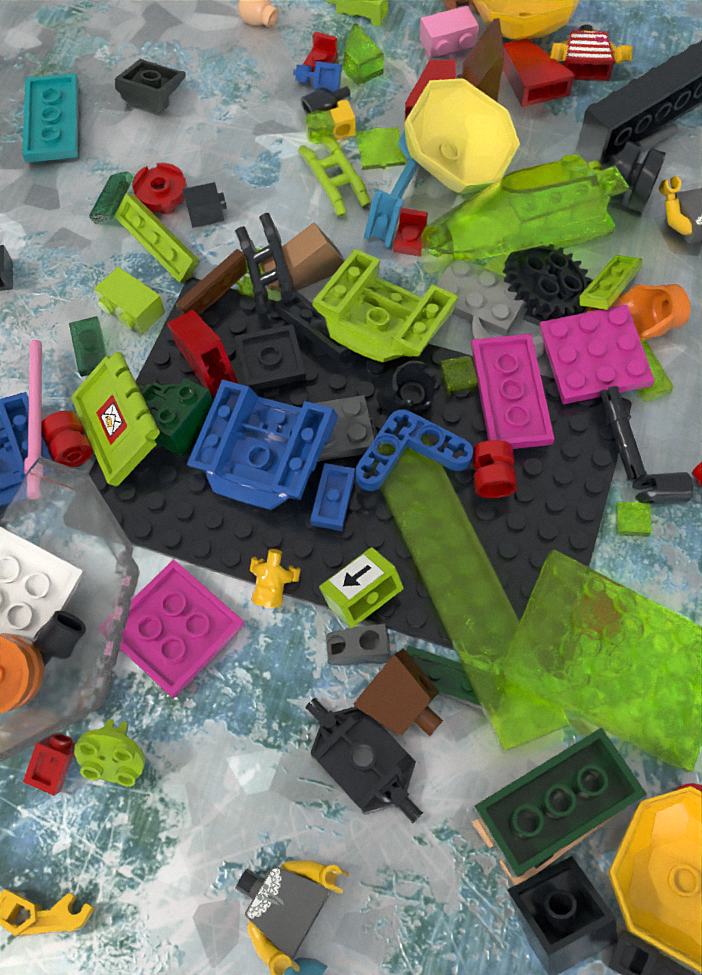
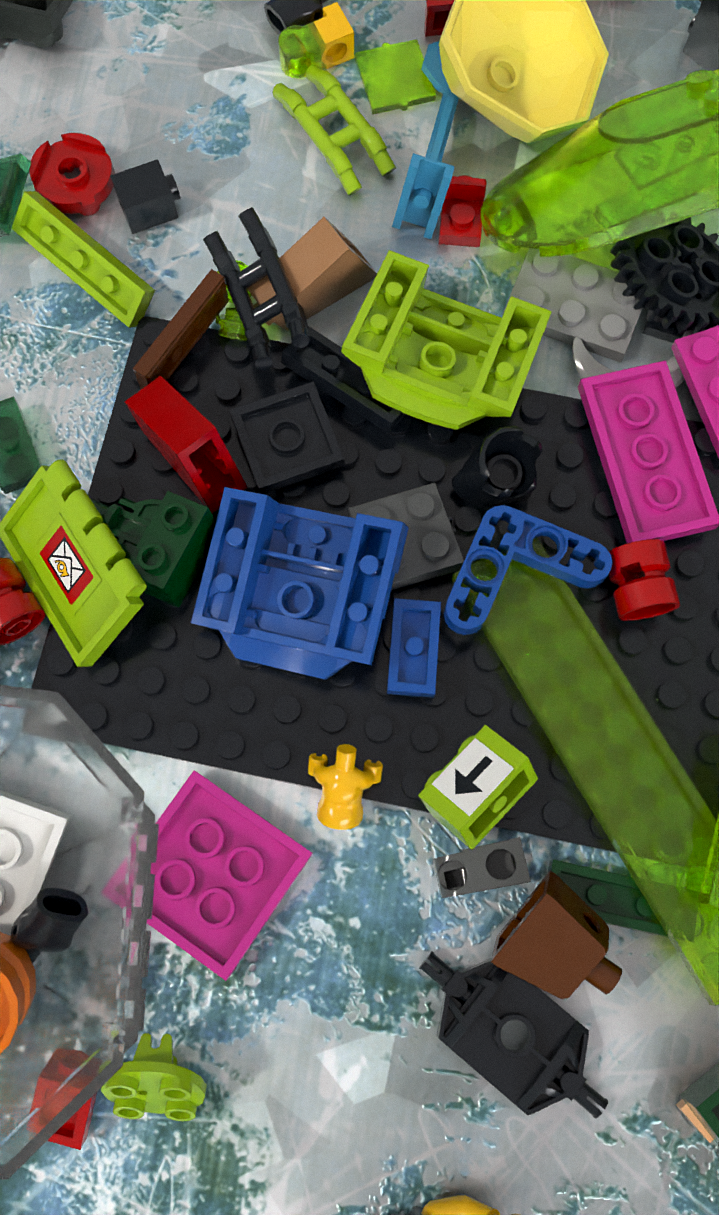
camera: 10 degrees left, 10 degrees up
(129, 300) = (57, 365): lime brick -> none
(459, 373) = (566, 431): clear neon green tile -> none

